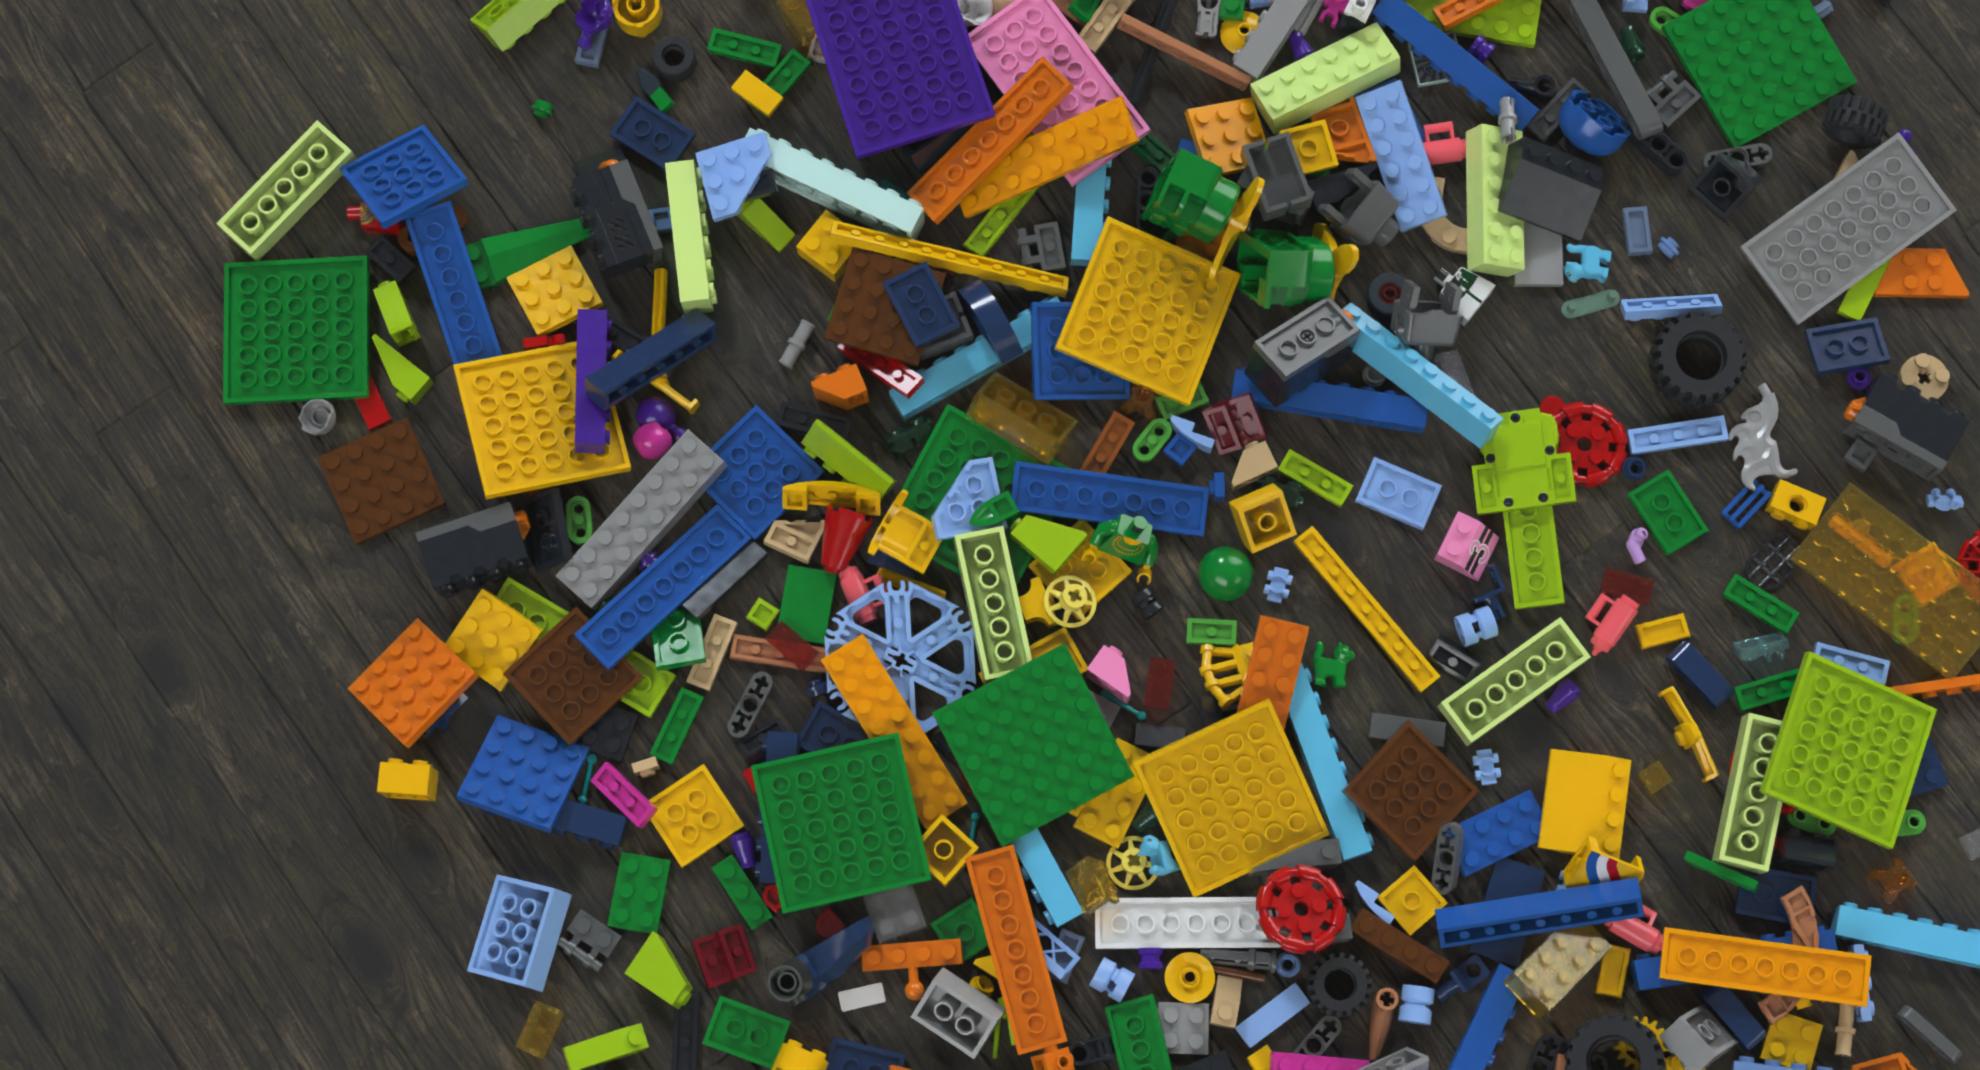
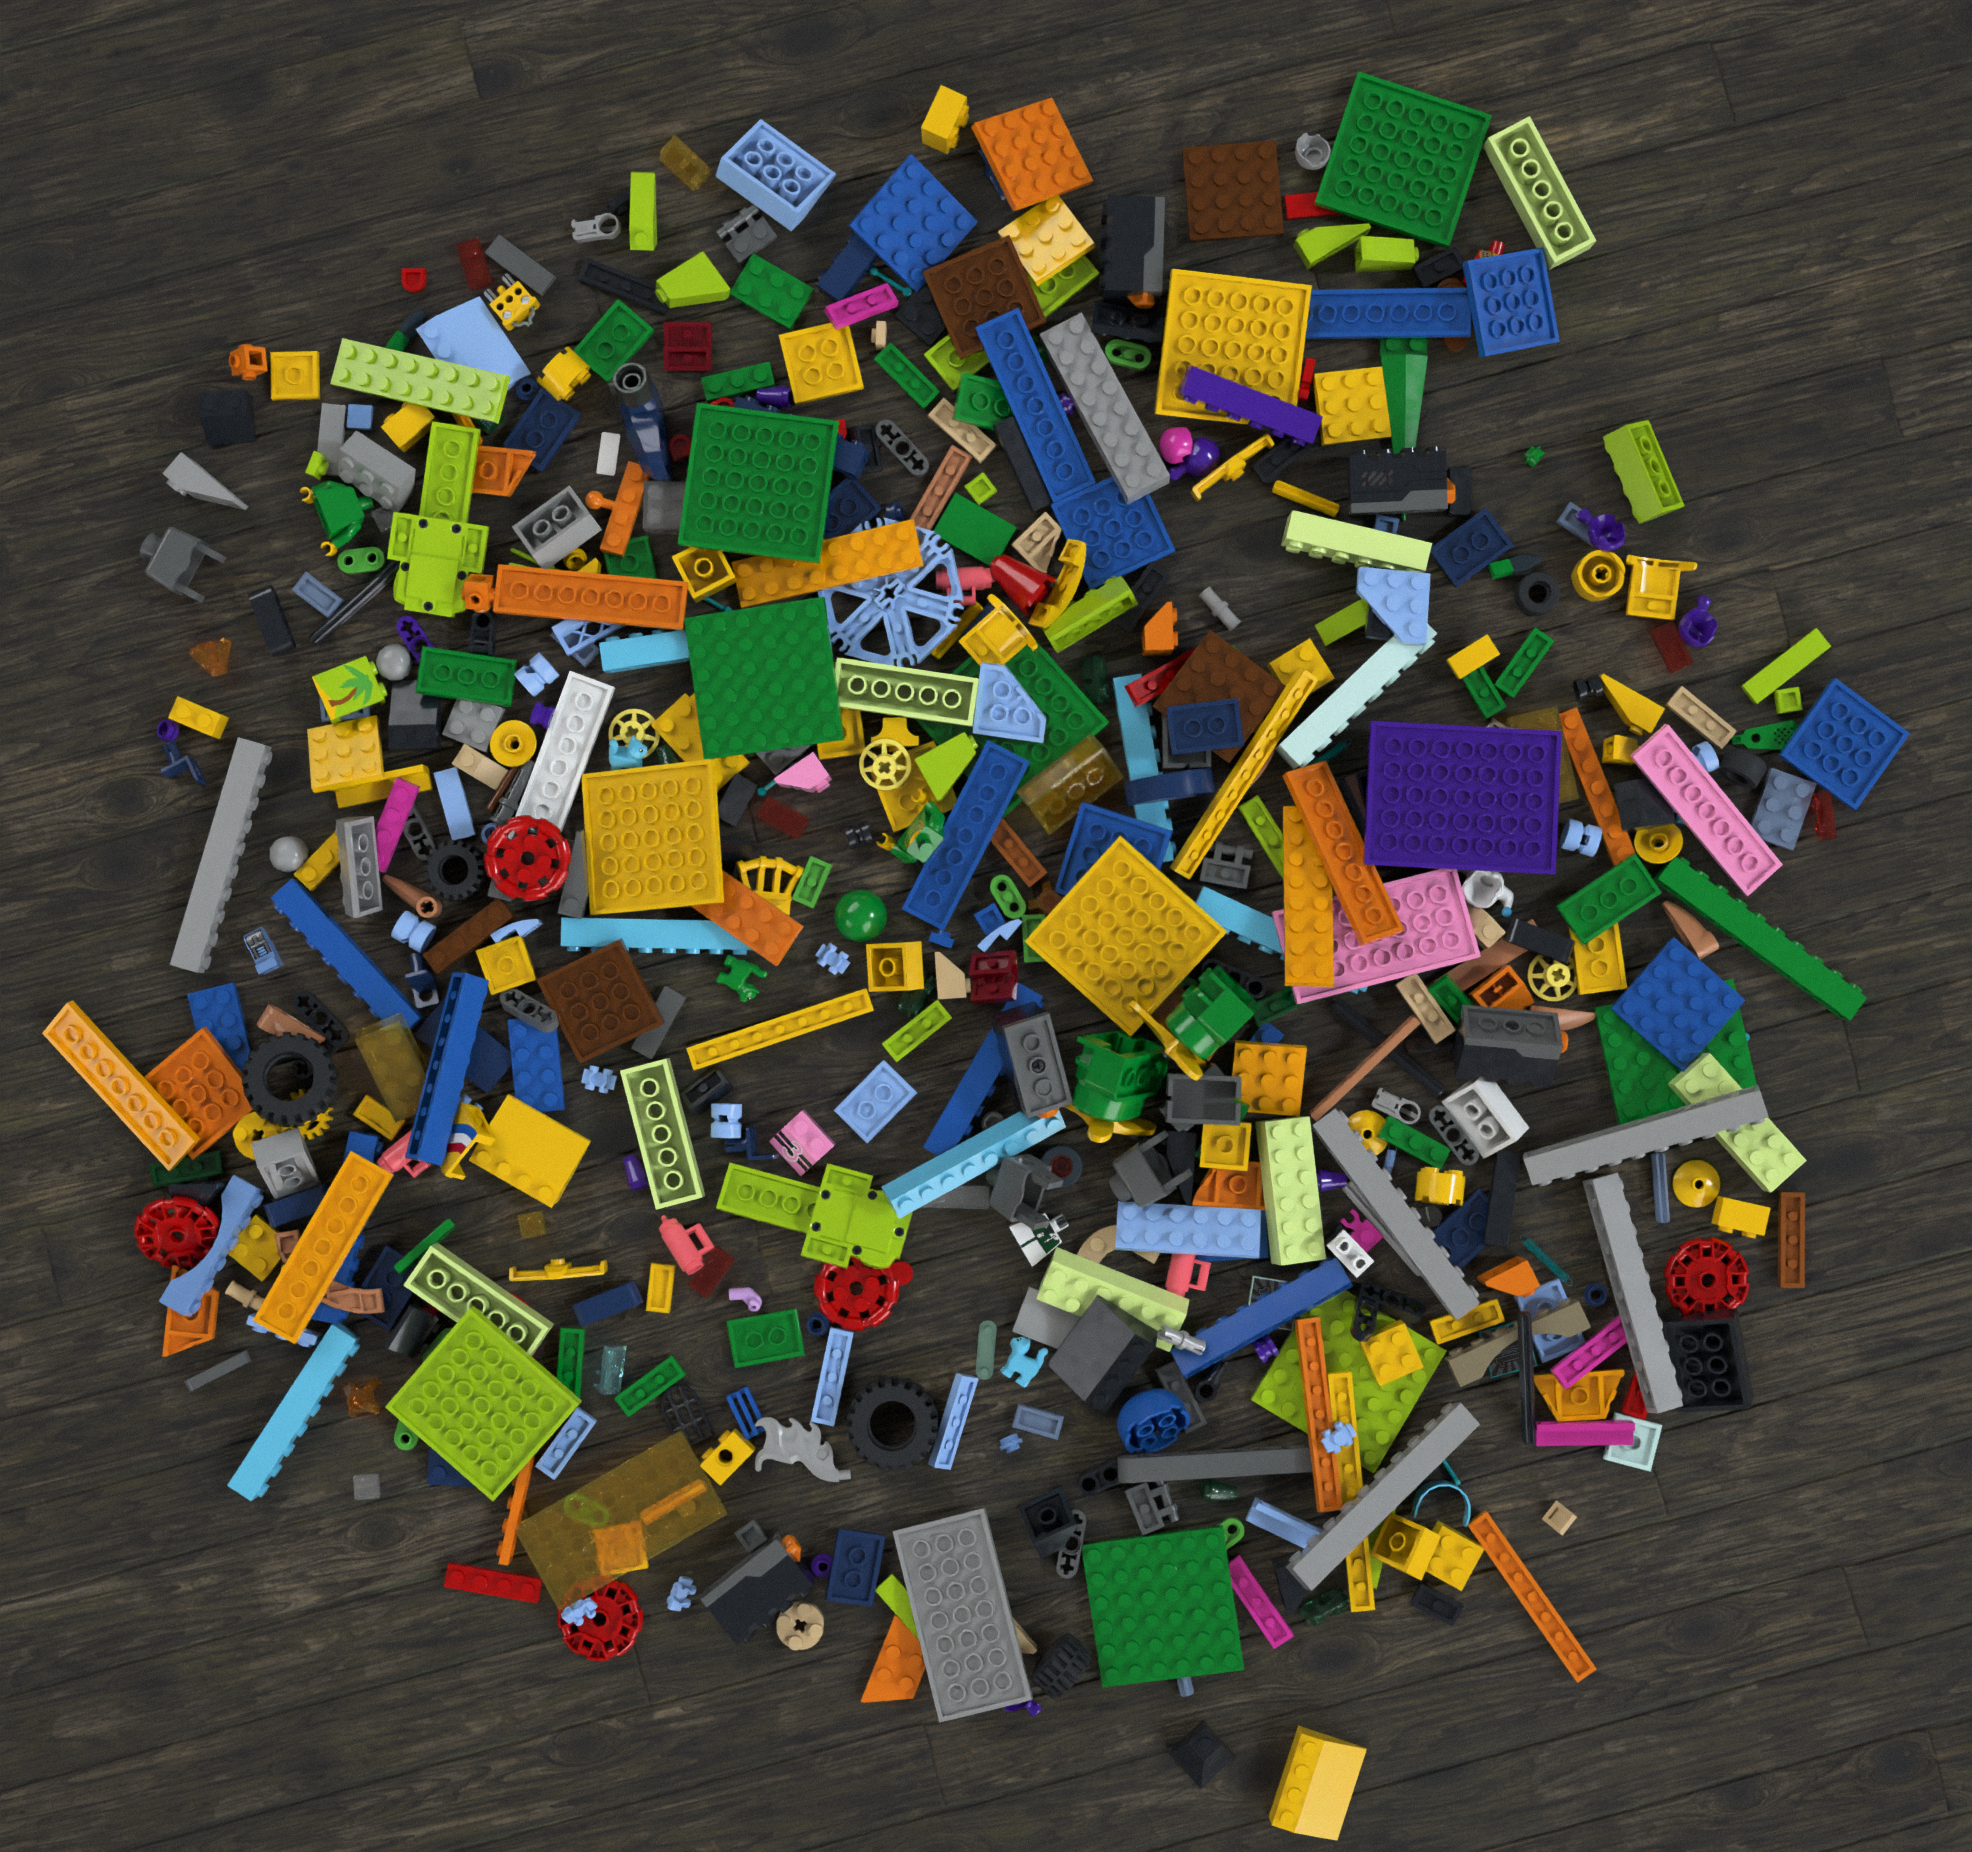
camera: 110 degrees right, 10 degrees up
(650, 359) = (1249, 464): dark blue brick -> none
(792, 646) = (940, 502): clear red plate -> none
(994, 510) = (989, 724): green plate -> none
(1092, 884) = (625, 688): clear yellow bracket -> none

